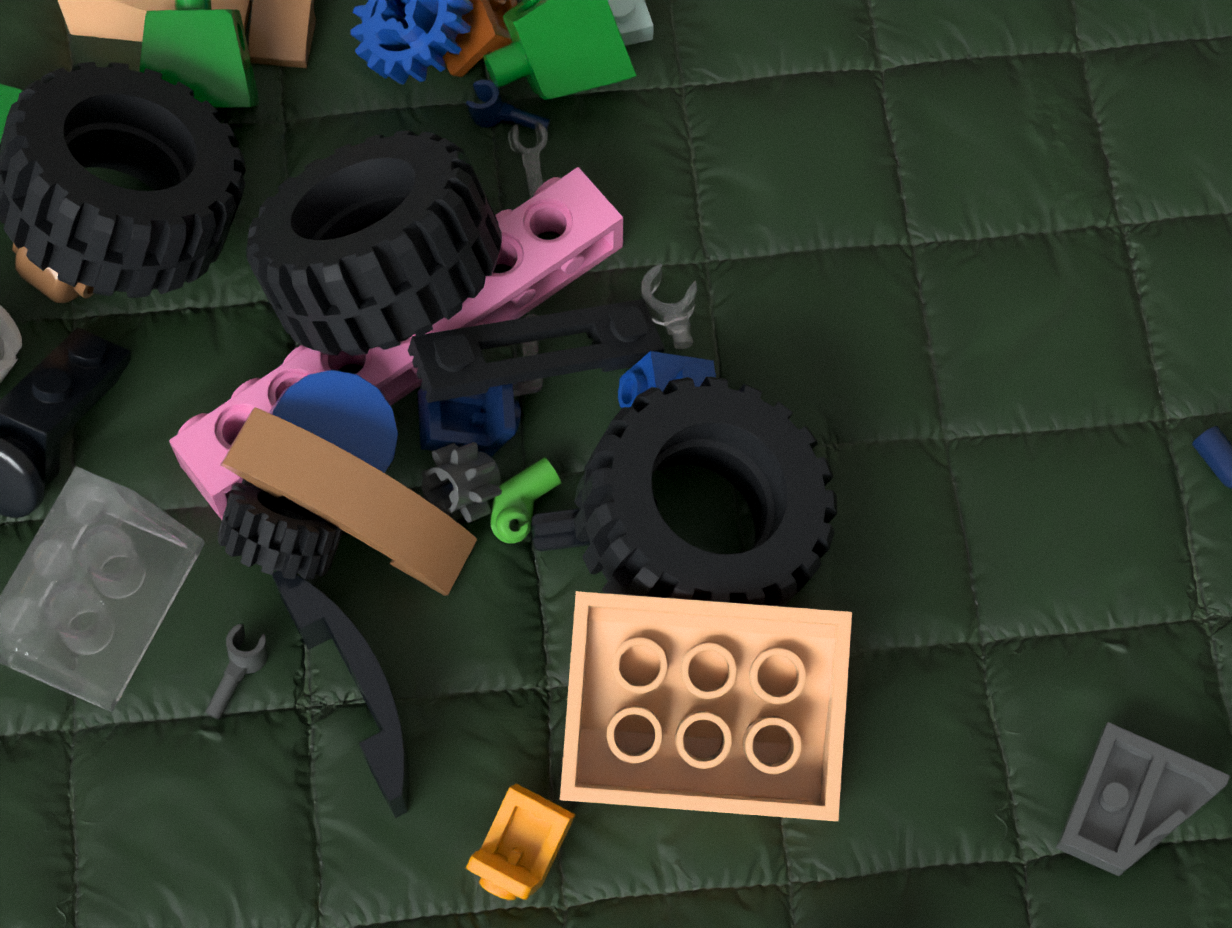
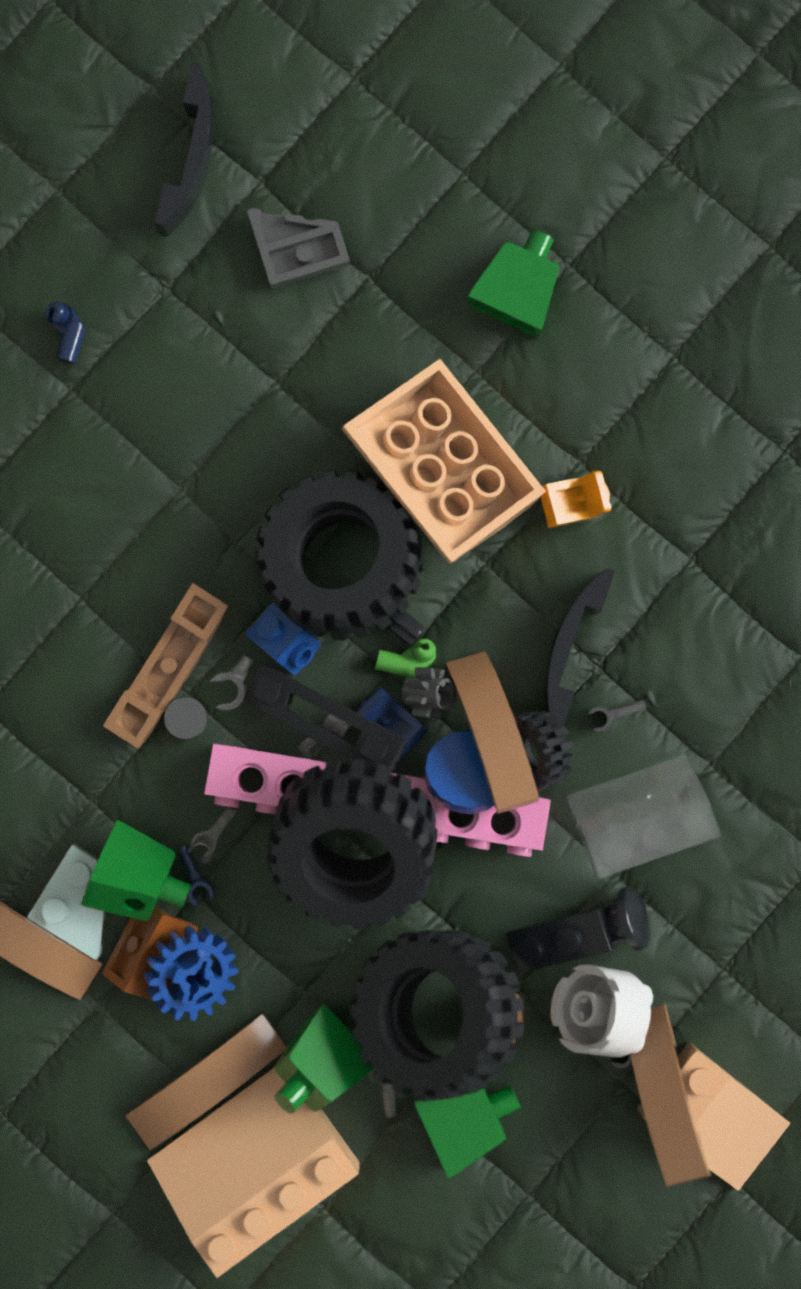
camera: 130 degrees left, 20 degrees up
(679, 234) = (185, 718): none -> dark grey tile
(749, 253) = (167, 666): none -> medium nougat slope

